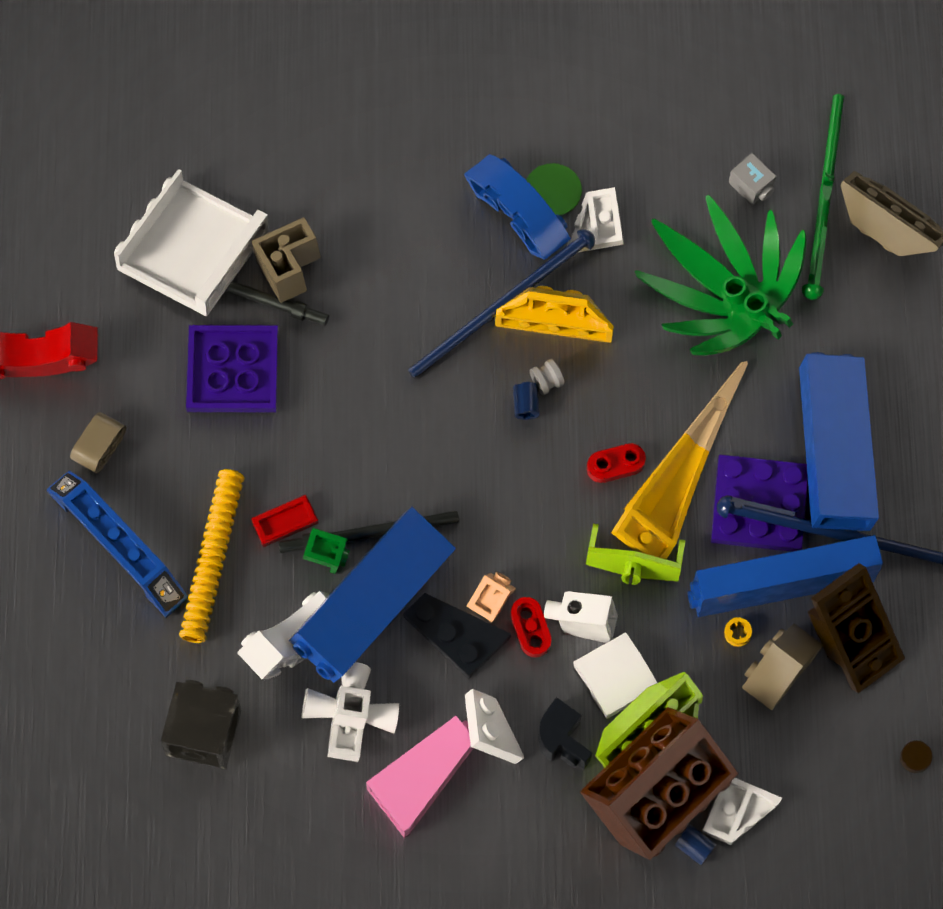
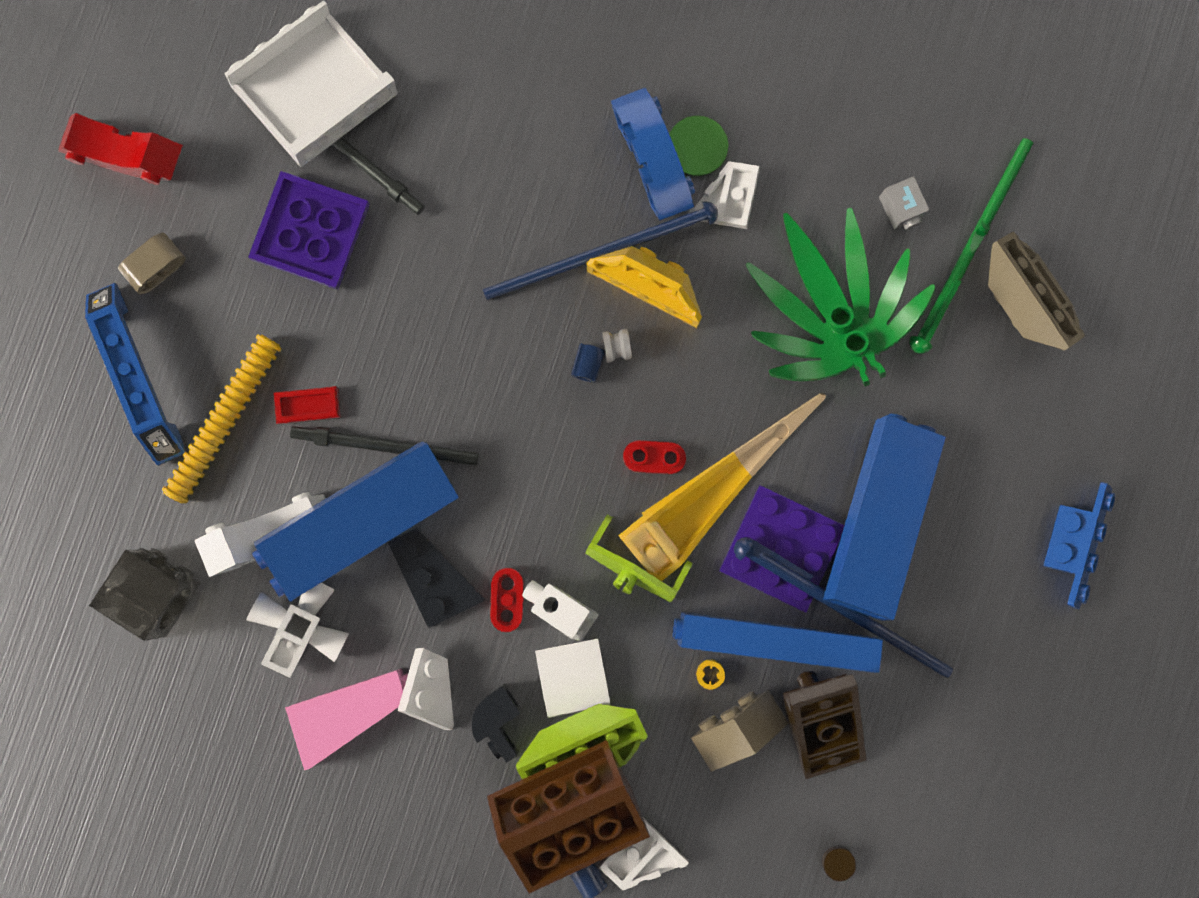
camera: 25 degrees right, 15 degrees up
(282, 256) = (394, 128): dark tan brick -> none
(326, 549) = (332, 453): green bracket -> none
(491, 595) = (480, 554): light nougat bracket -> none

